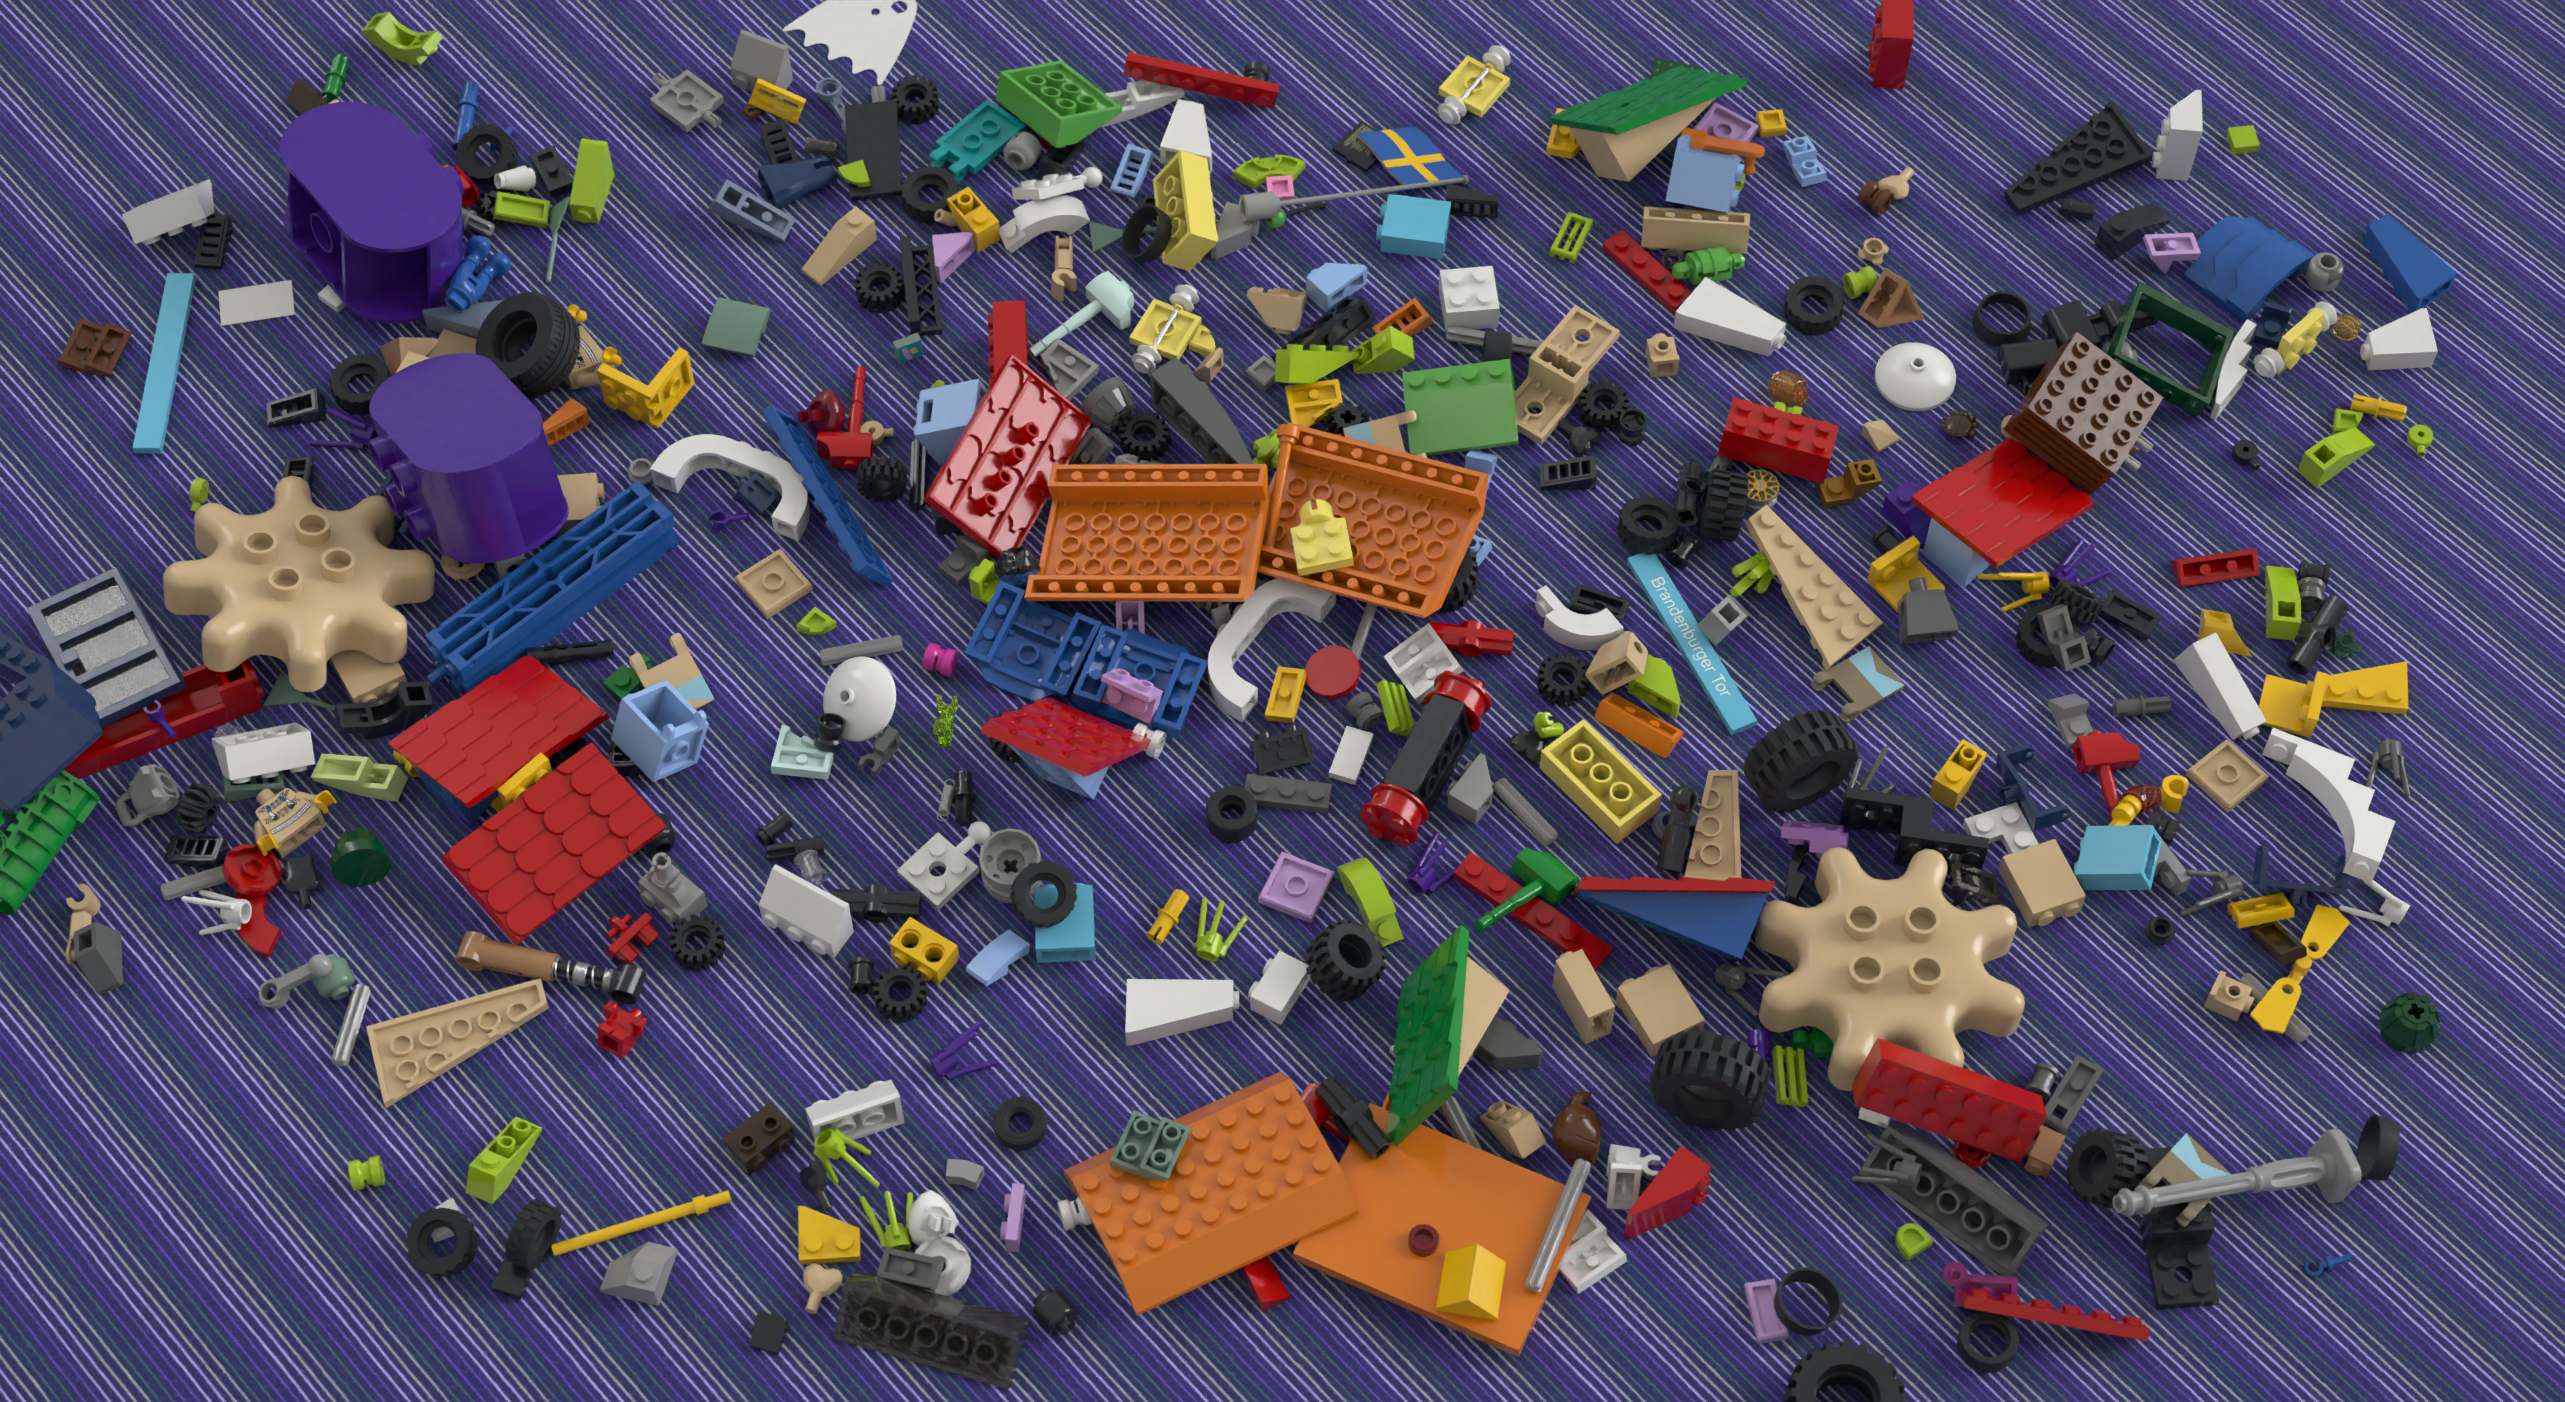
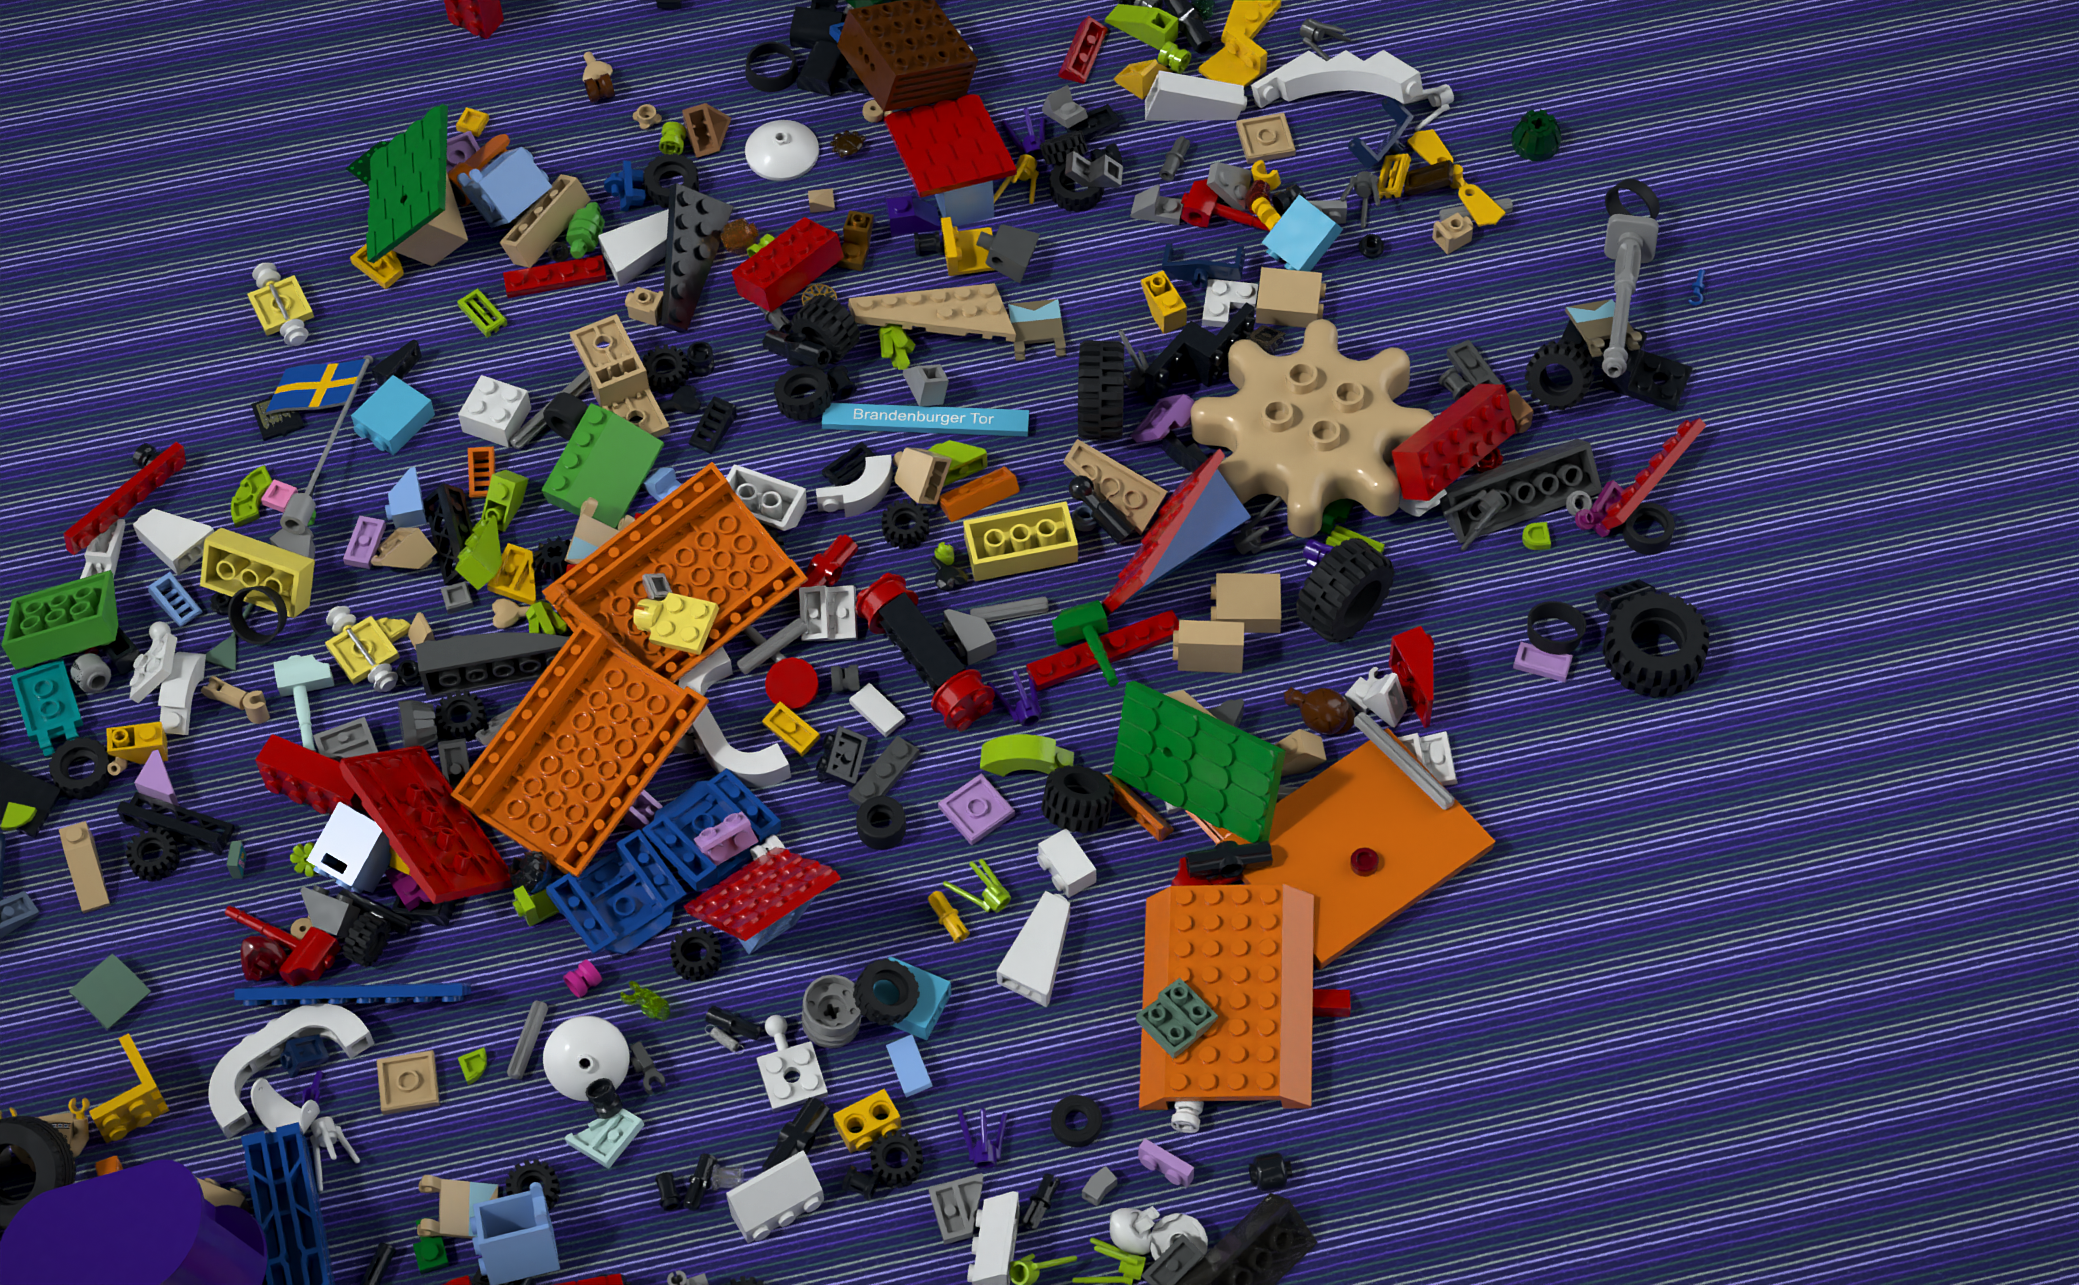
camera: 60 degrees left, 0 degrees up
(640, 471) = (211, 1141): light grey plate -> none
(690, 548) = (326, 1135): none -> white plant
(694, 502) = (277, 1111): none -> white piece
(732, 736) = (534, 1171): none -> black tyre
(879, 1062) = (957, 1207): none -> light grey wing
(895, 436) = (330, 913): none -> slope
(920, 1131) = (1040, 1201): none -> black axle
(963, 560) = (490, 916): dark grey slope -> none
(1270, 417) = (507, 613): none -> tan rock
(1274, 274) = (364, 542): none -> lavender plate
(1349, 506) = (656, 586): none -> light grey slope
(1360, 635) = (772, 646): none -> light grey axle
(1378, 1020) = (1140, 810): none -> orange slope
(1395, 707) = (856, 654): lime tile -> none
(1471, 1282) = (1421, 846): yellow slope -> none
(1505, 550) = (769, 498): none -> white slope
(1739, 356) = (690, 251): none -> black wing
(1773, 281) = (622, 186): none -> blue hips
(1803, 161) = (522, 118): light blue slope -> none
(1893, 1350) = (1610, 598): none -> black slope
(1981, 1254) = (1584, 498): none -> light grey plate
(2126, 579) = (1062, 109): none -> light grey slope
(2138, 763) = (1230, 183): none -> light grey wing
(2262, 647) = (1174, 57): none -> lime wheel

